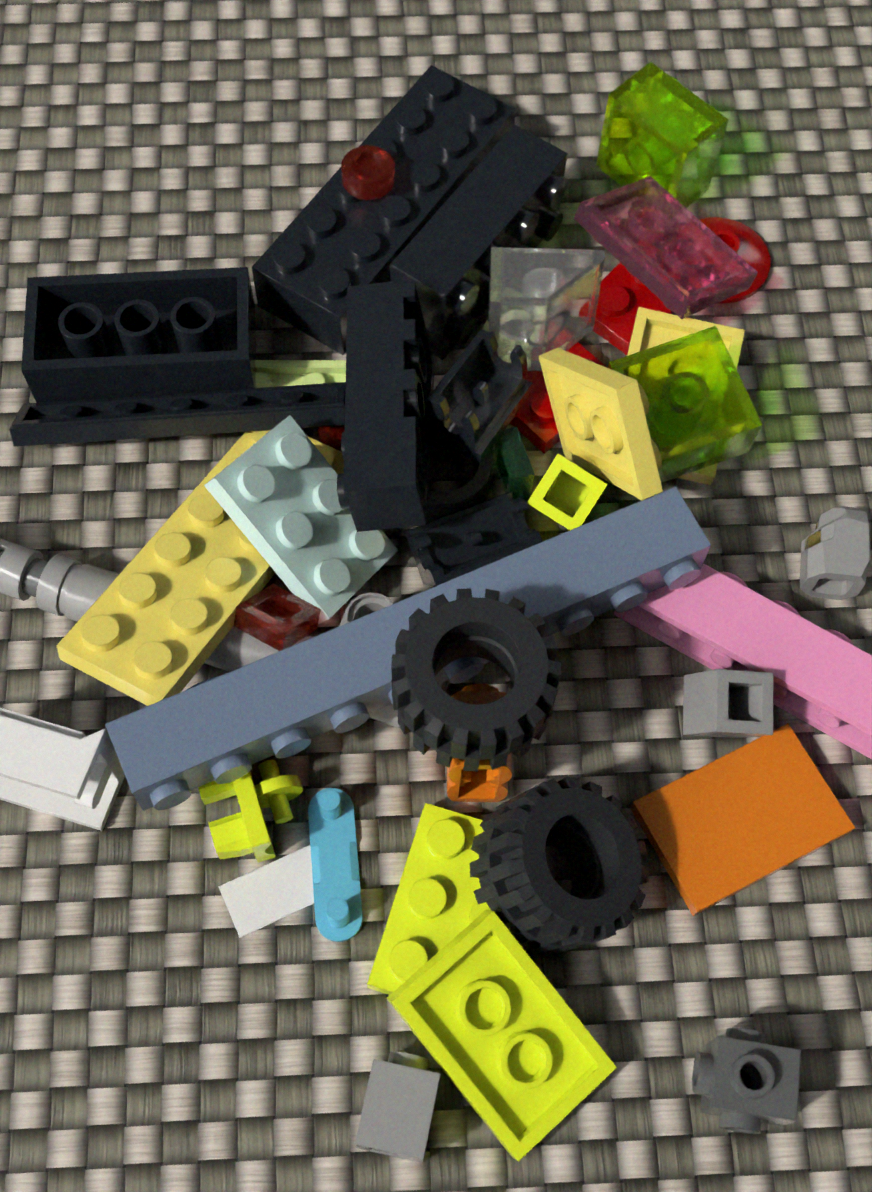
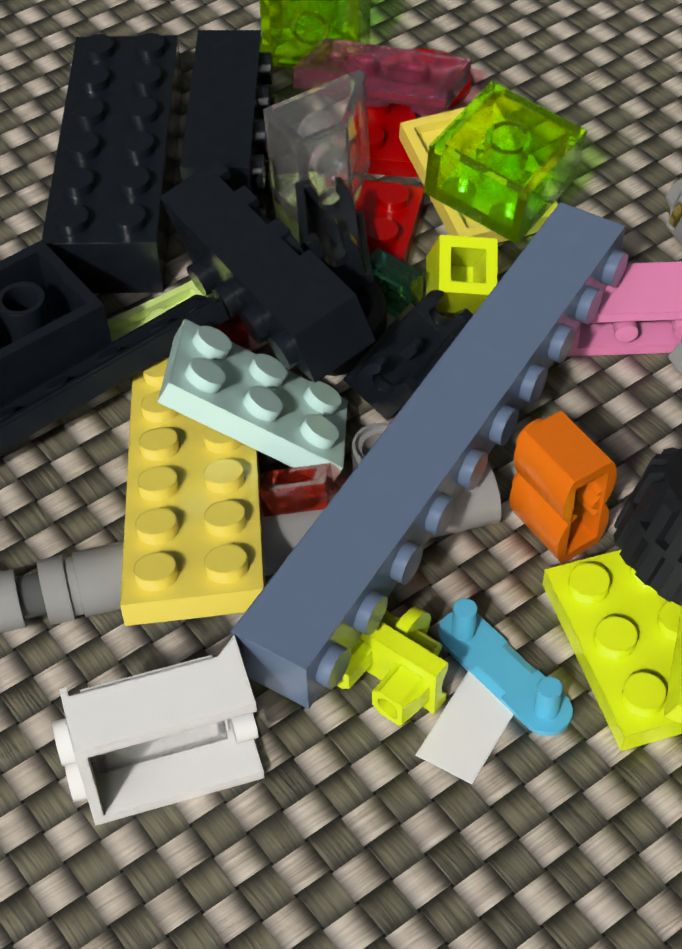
camera: 30 degrees left, 15 degrees down
(368, 172) = (93, 124): clear red tile -> none
(485, 631) = (534, 435): black tyre -> none
(603, 422) = (458, 187): light yellow plate -> none

